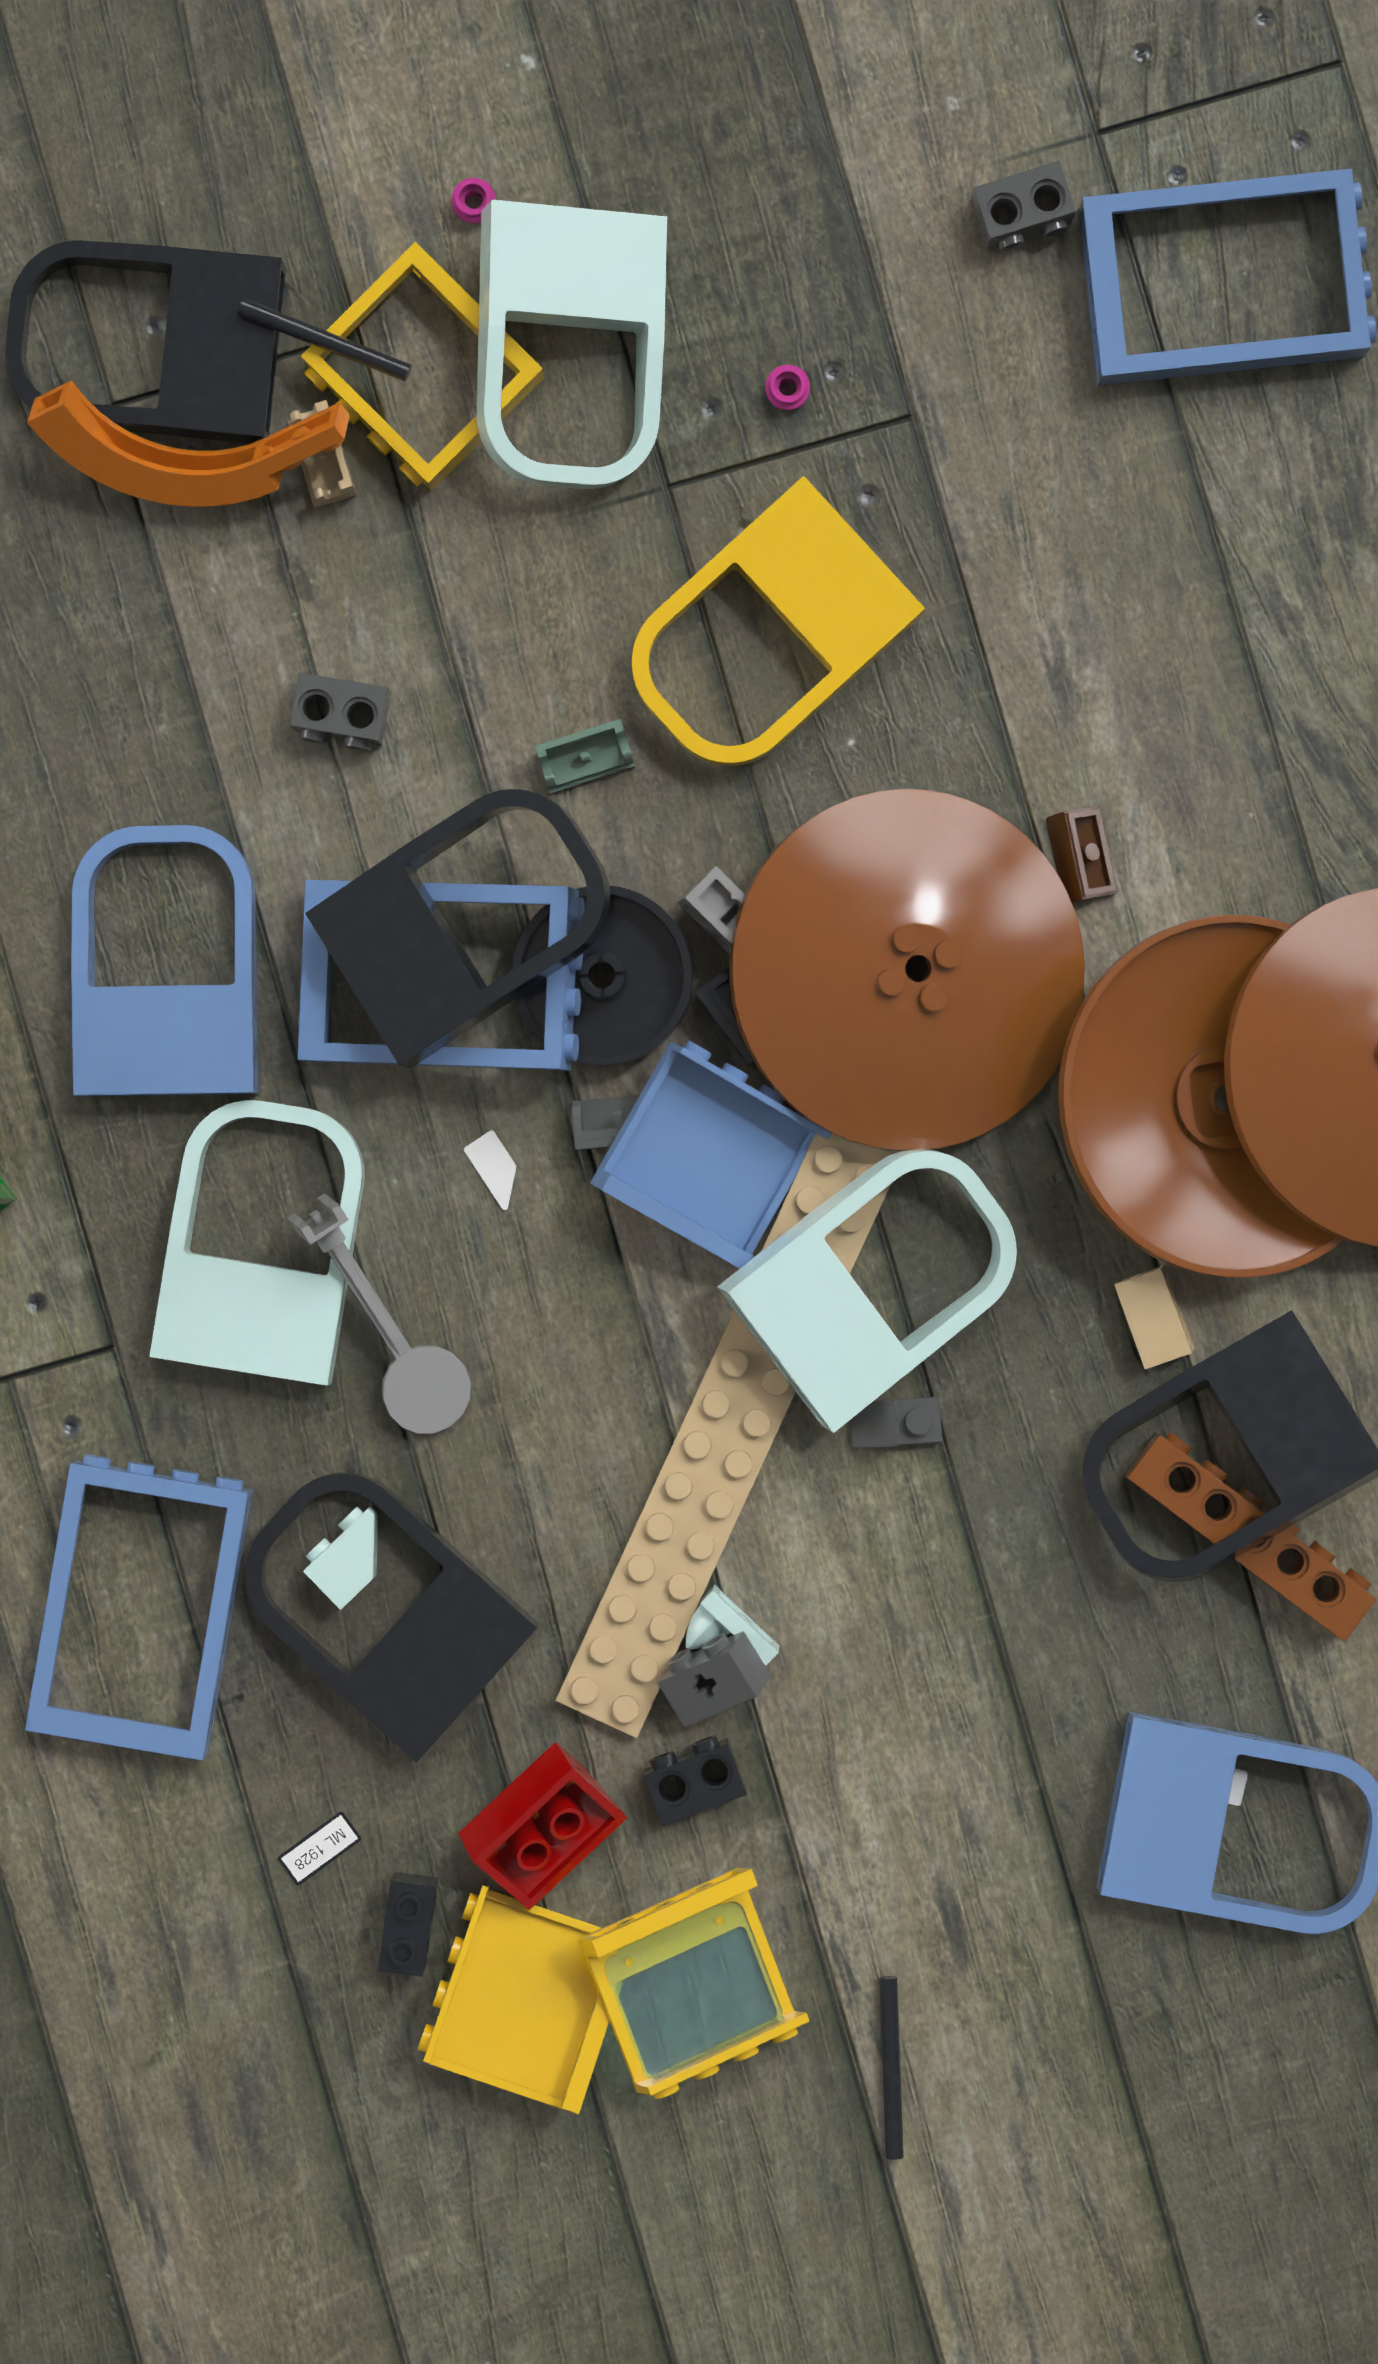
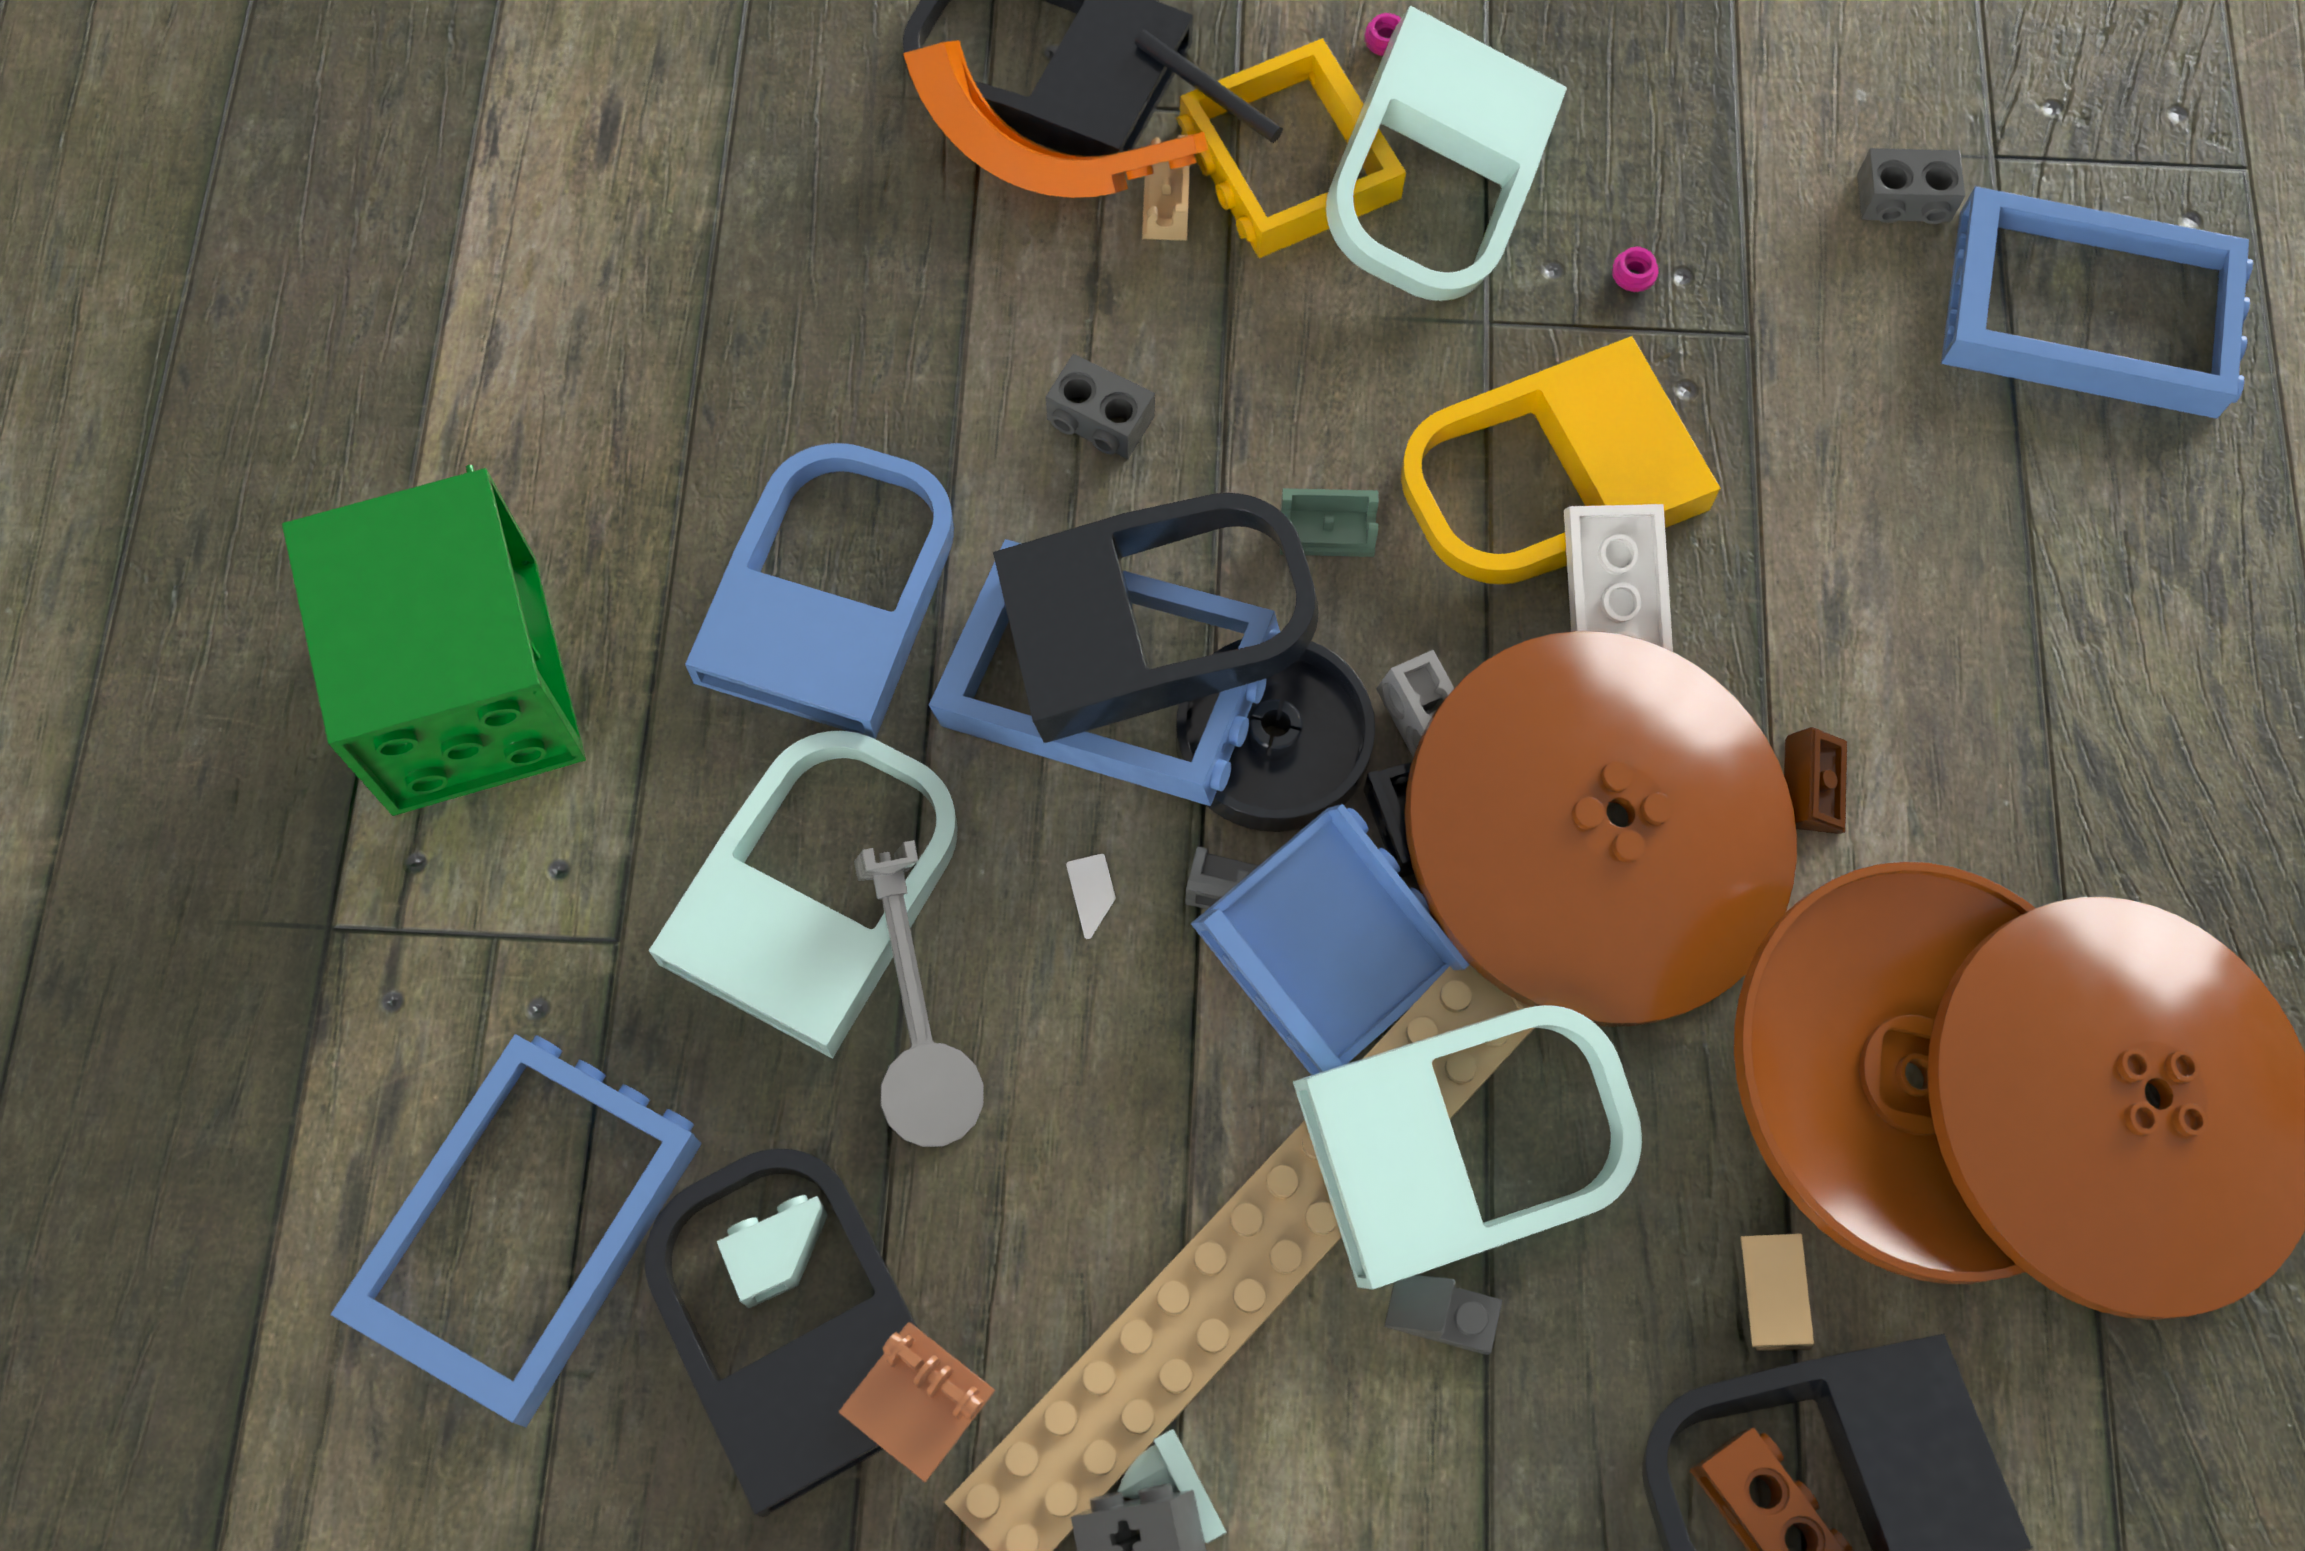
camera: 15 degrees right, 20 degrees down
(508, 1639) = (916, 1401): none -> nougat hinge
(858, 730) = (1619, 571): none -> white plate

